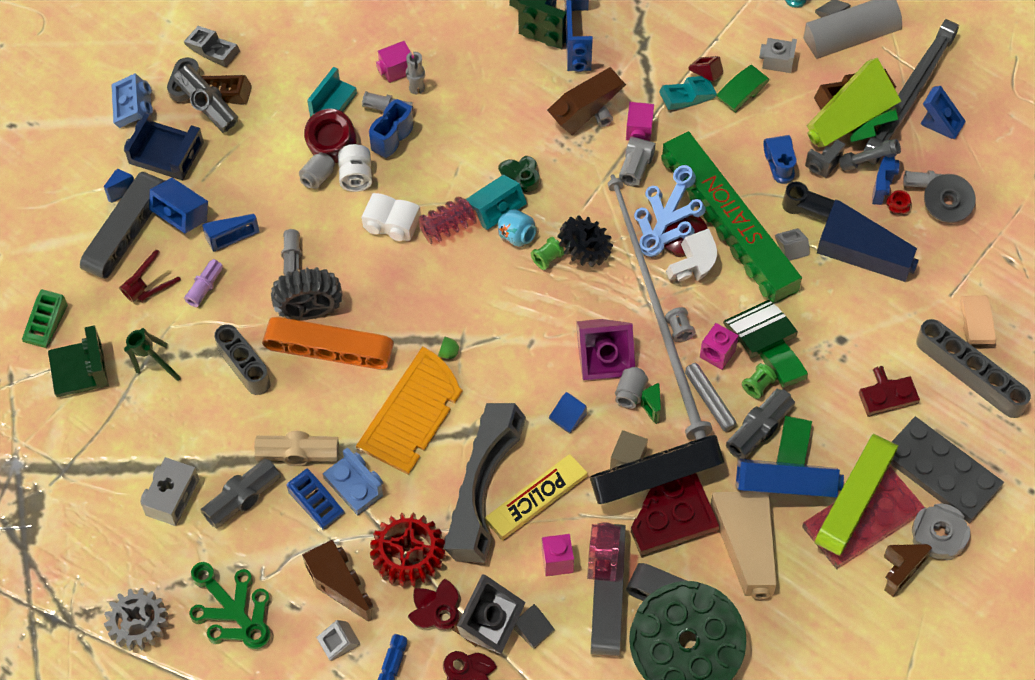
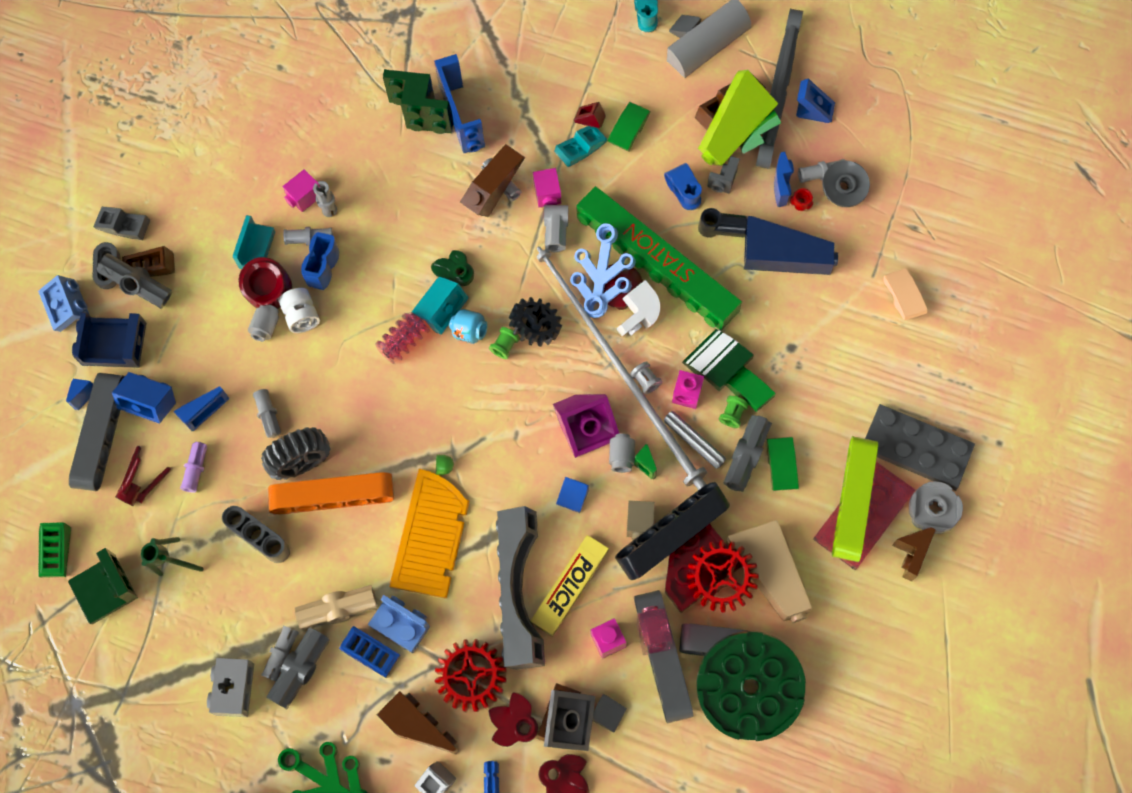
camera: 15 degrees left, 10 degrees up
(226, 472) = (279, 653): none -> light grey pin
(391, 217) = (348, 349): white brick -> none
(708, 511) = (736, 556): none -> red gear
(778, 54) = (651, 84): light grey brick -> none
(788, 478) = (788, 501): blue slope -> none
(793, 244) = (720, 267): light grey slope -> none
(850, 161) = (748, 171): dark grey bar -> none
(888, 394) = (849, 388): dark red plate -> none
(978, 379) = (927, 340): dark grey beam -> none

